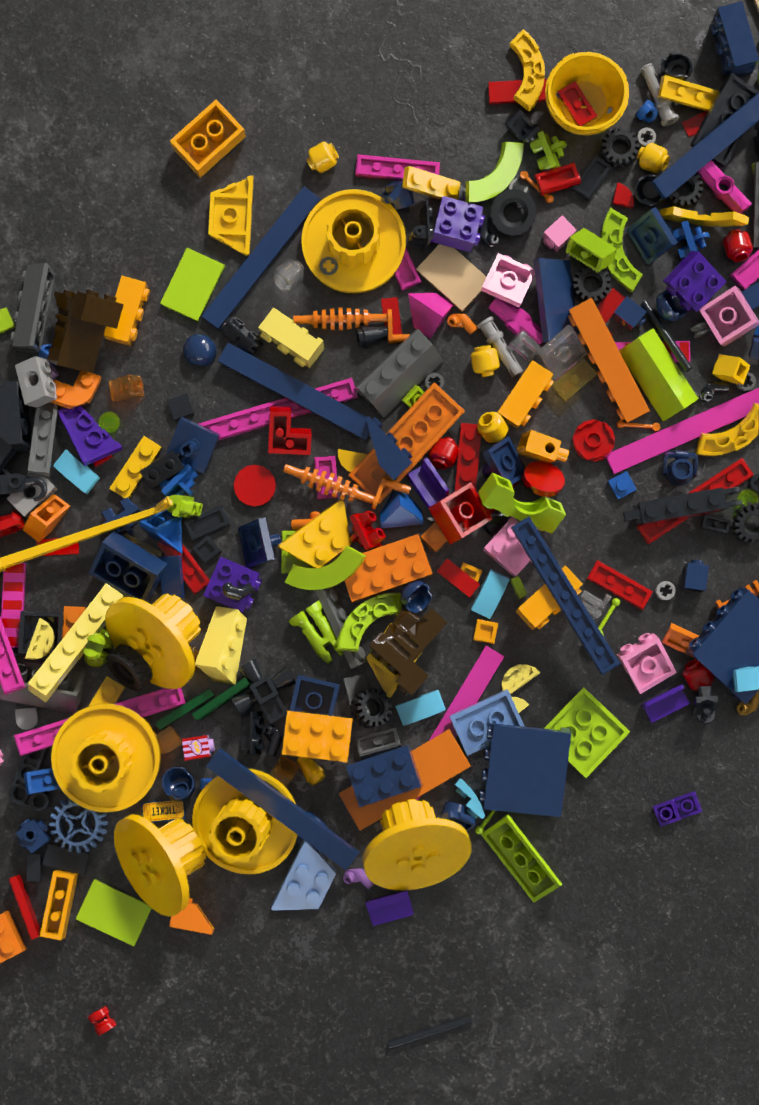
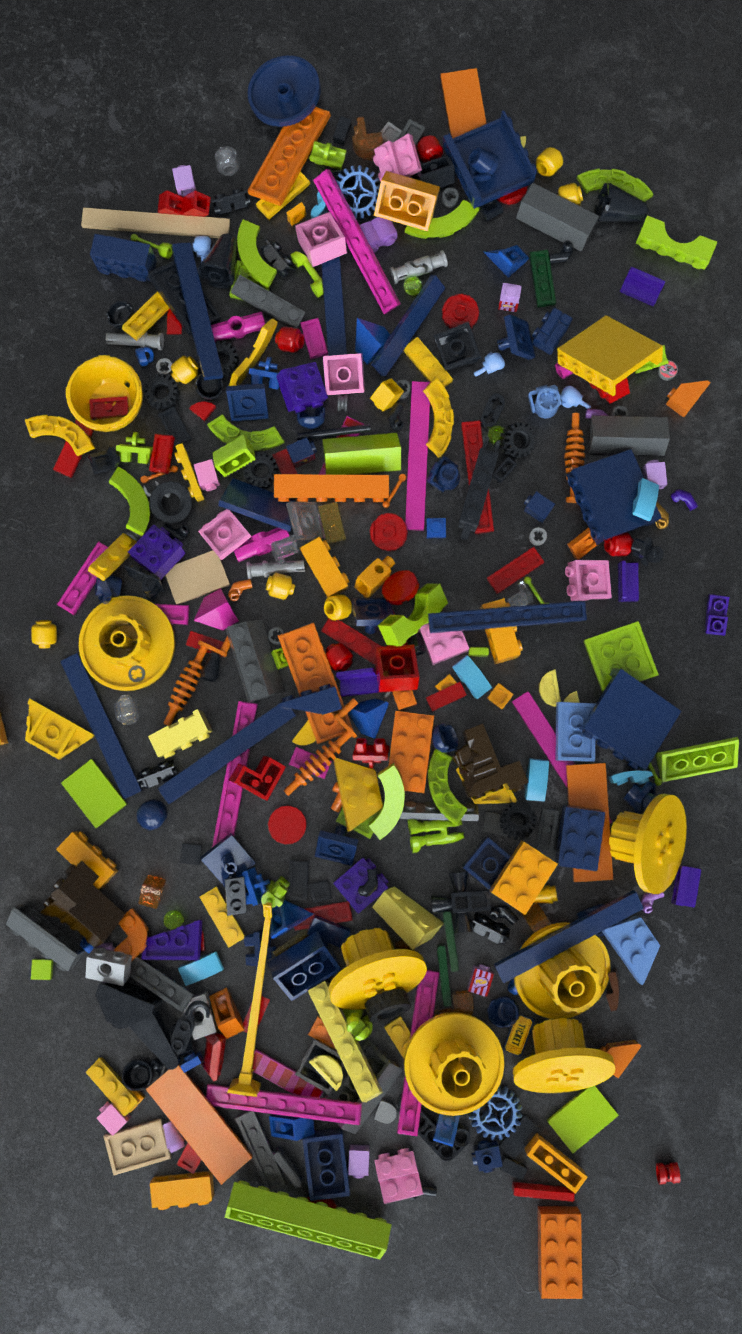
camera: 60 degrees left, 0 degrees up
(245, 885) = (613, 995): none -> reddish brown slope
(552, 214) = (188, 473): none -> yellow plate

